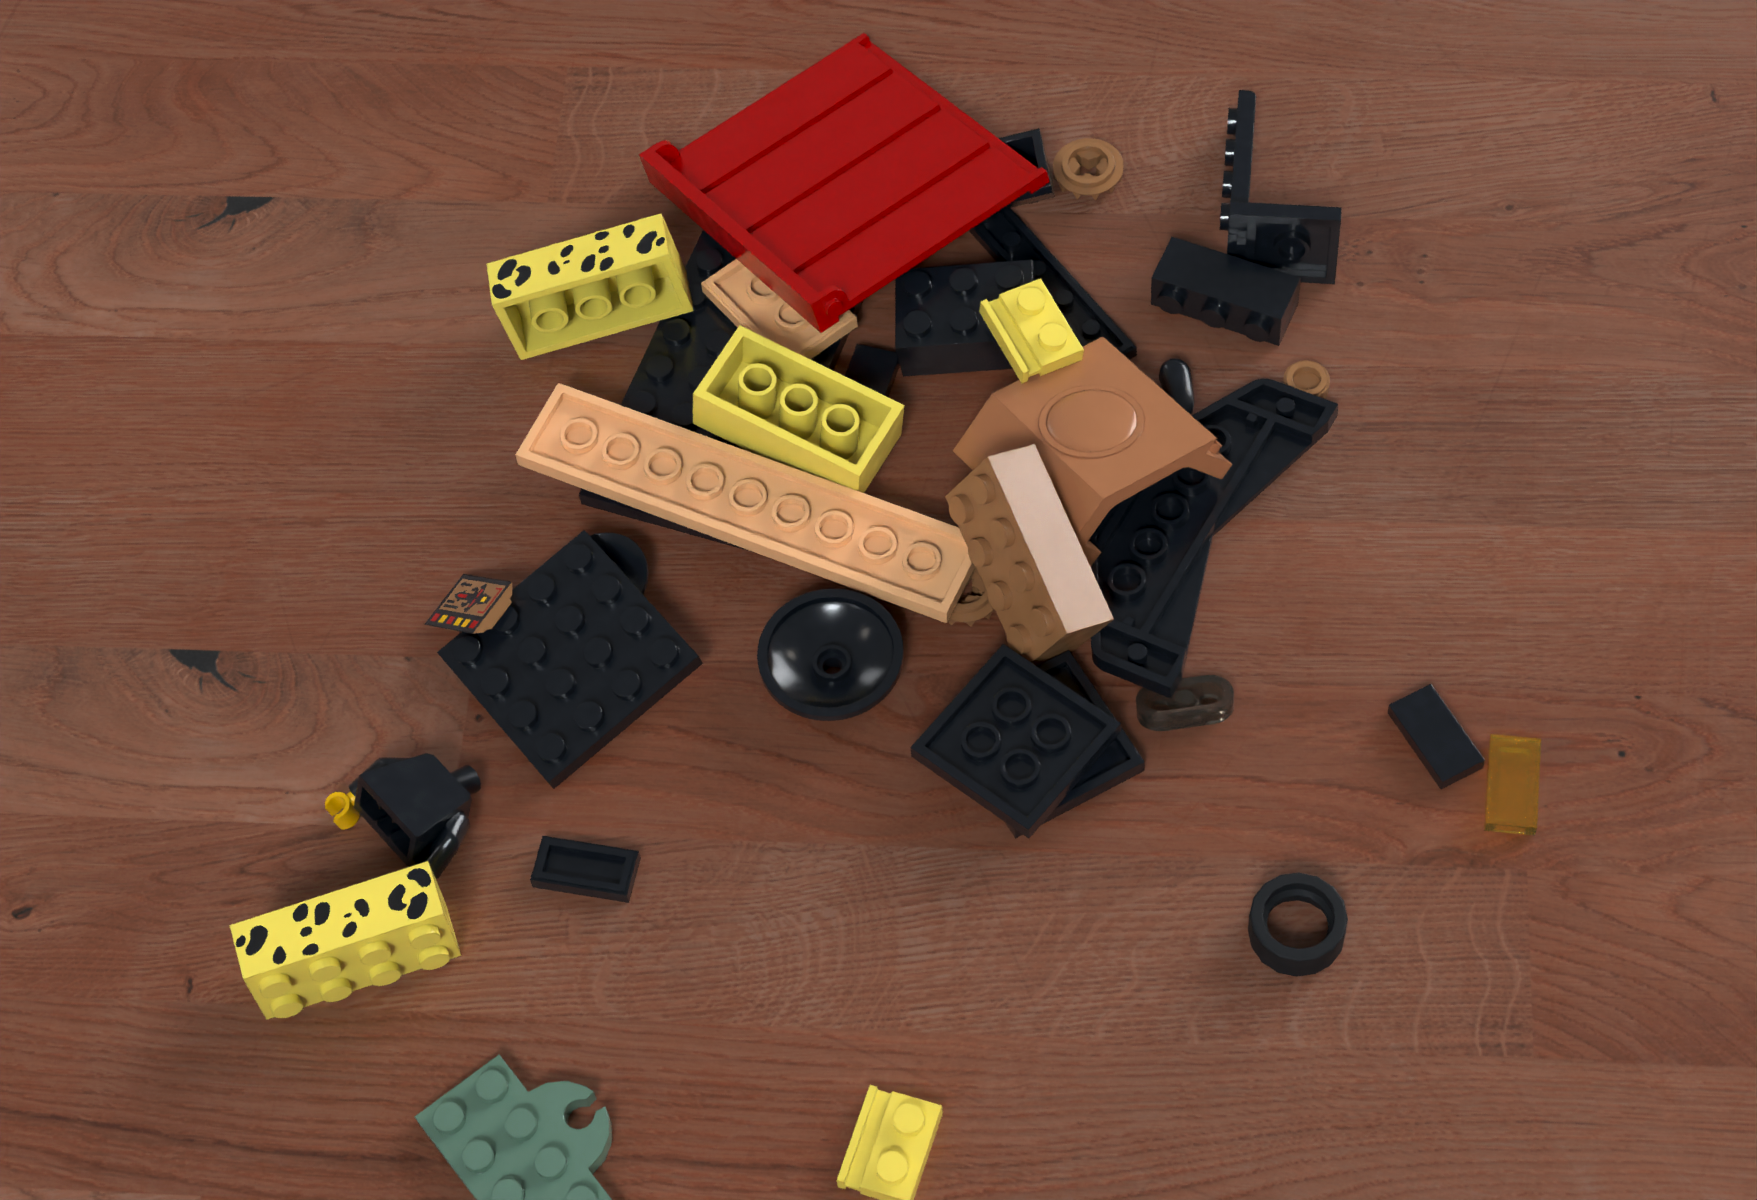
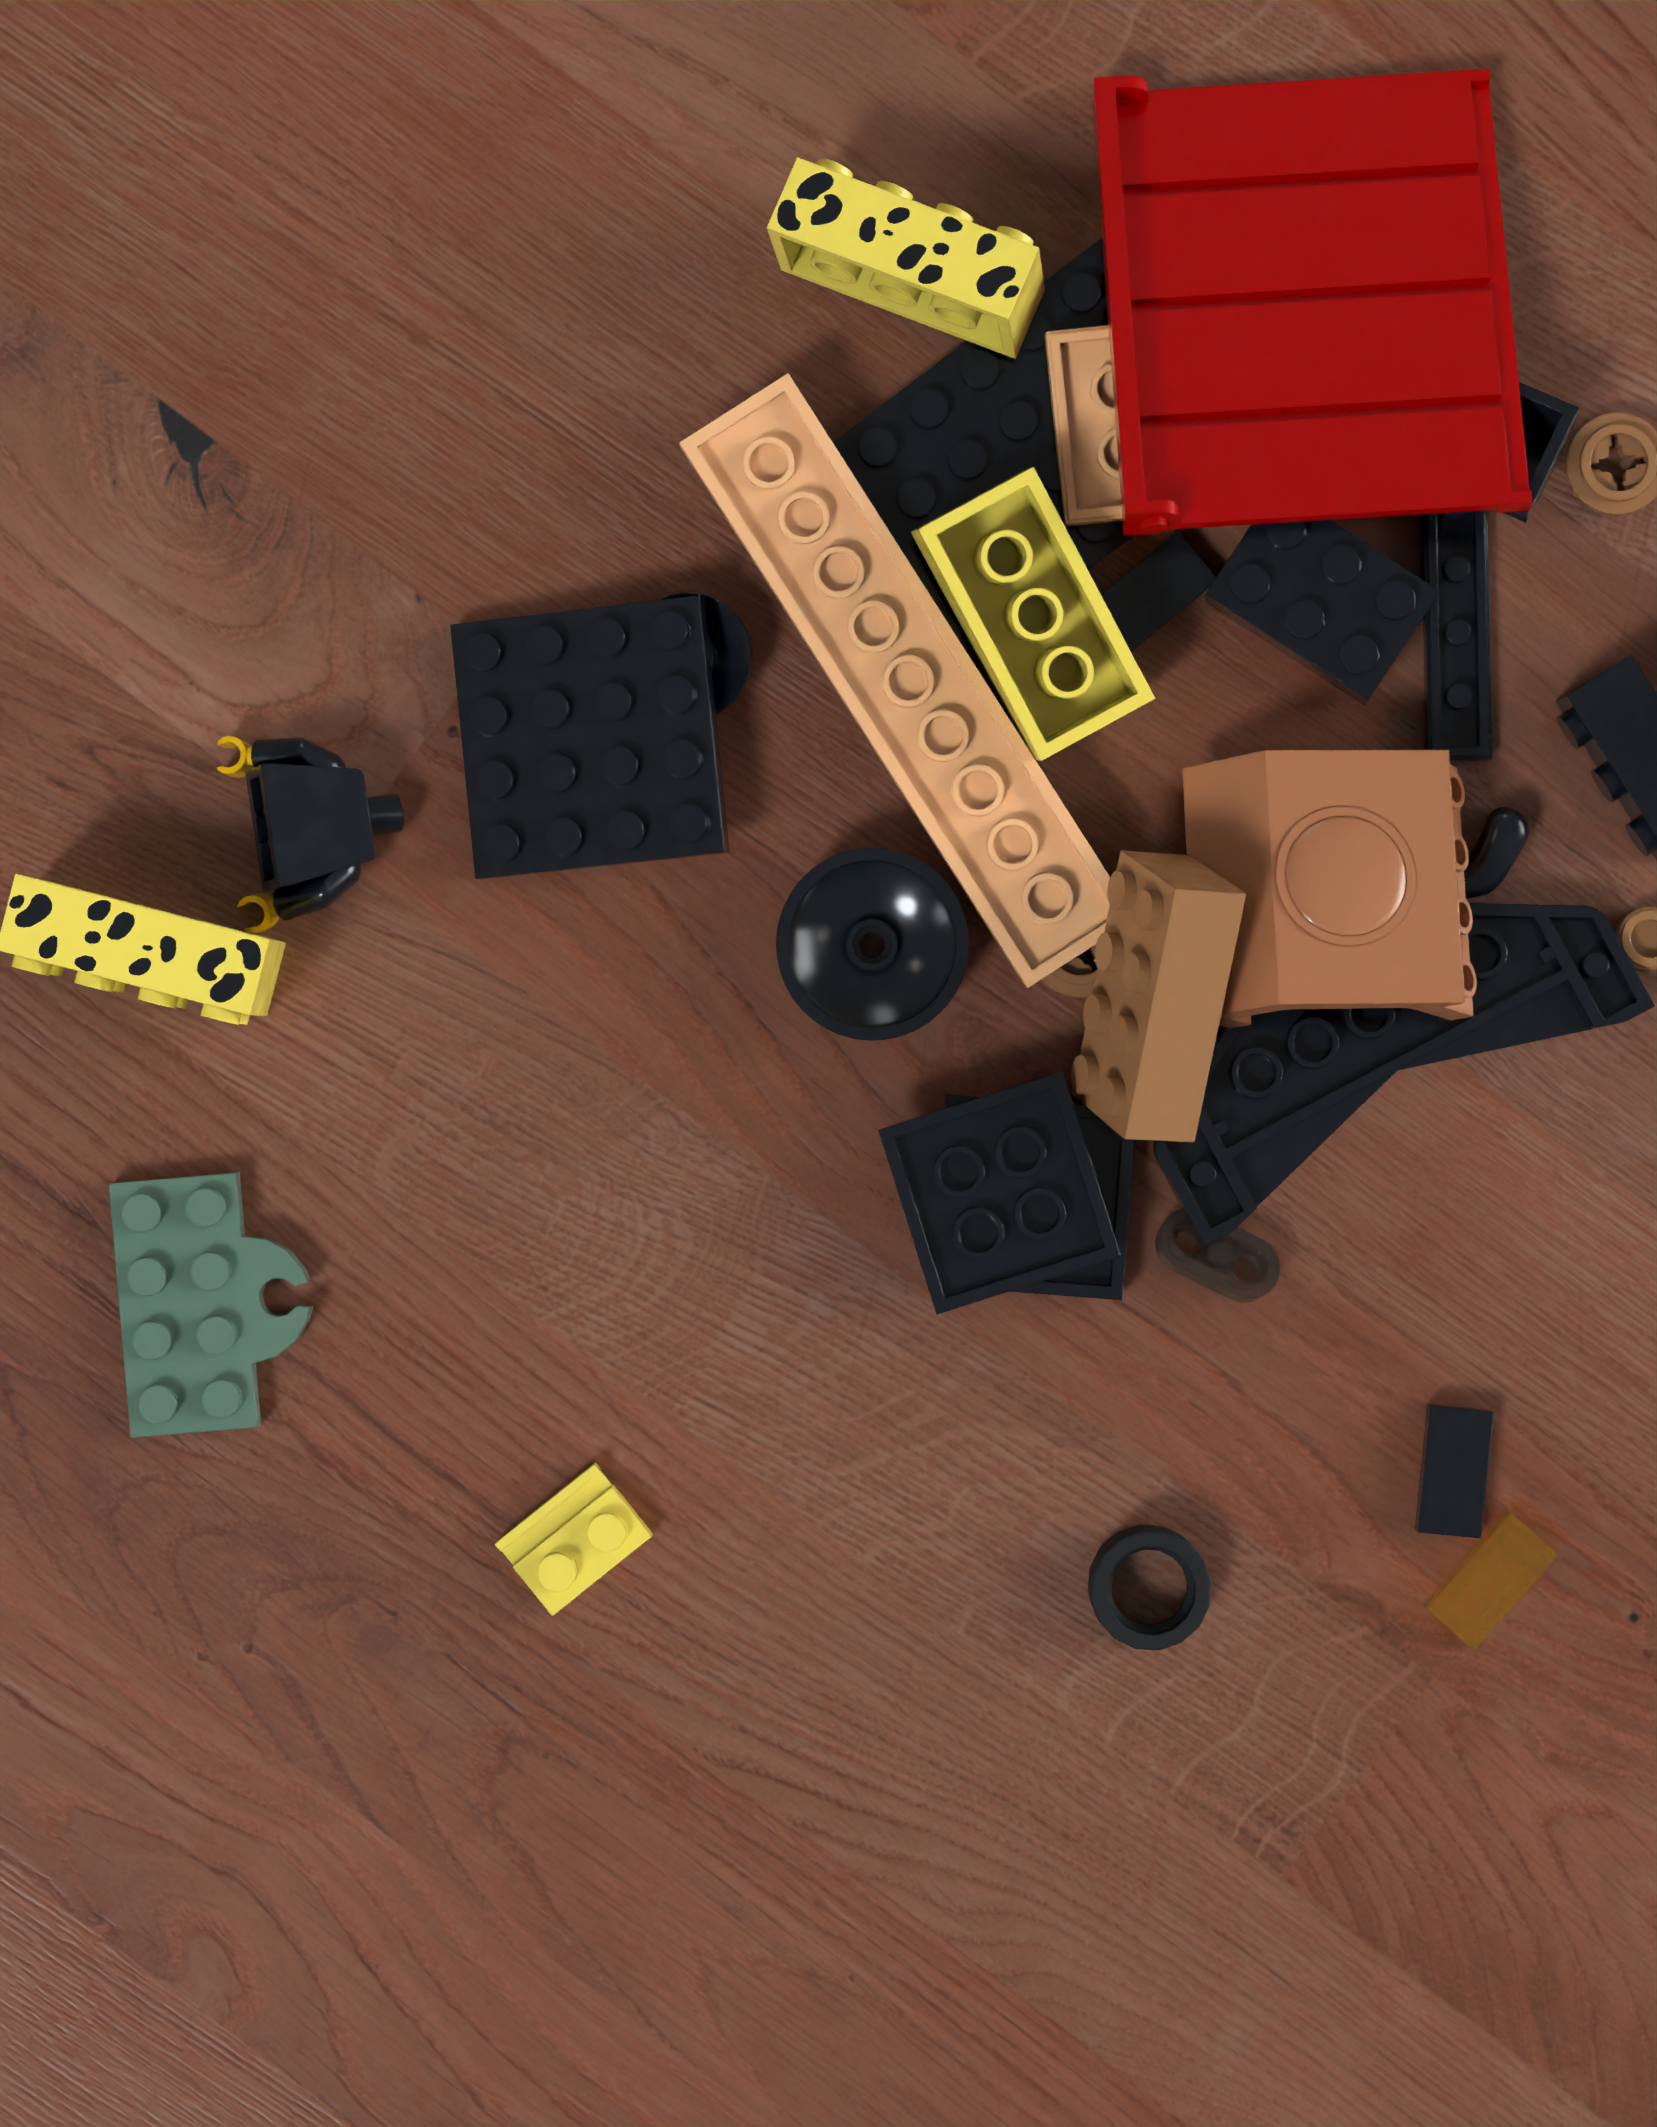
camera: 30 degrees right, 30 degrees up
(473, 605) = (518, 598): piece -> none
(585, 869) = (455, 1007): black tile -> none
(1031, 330) = (1366, 699): light yellow plate -> none

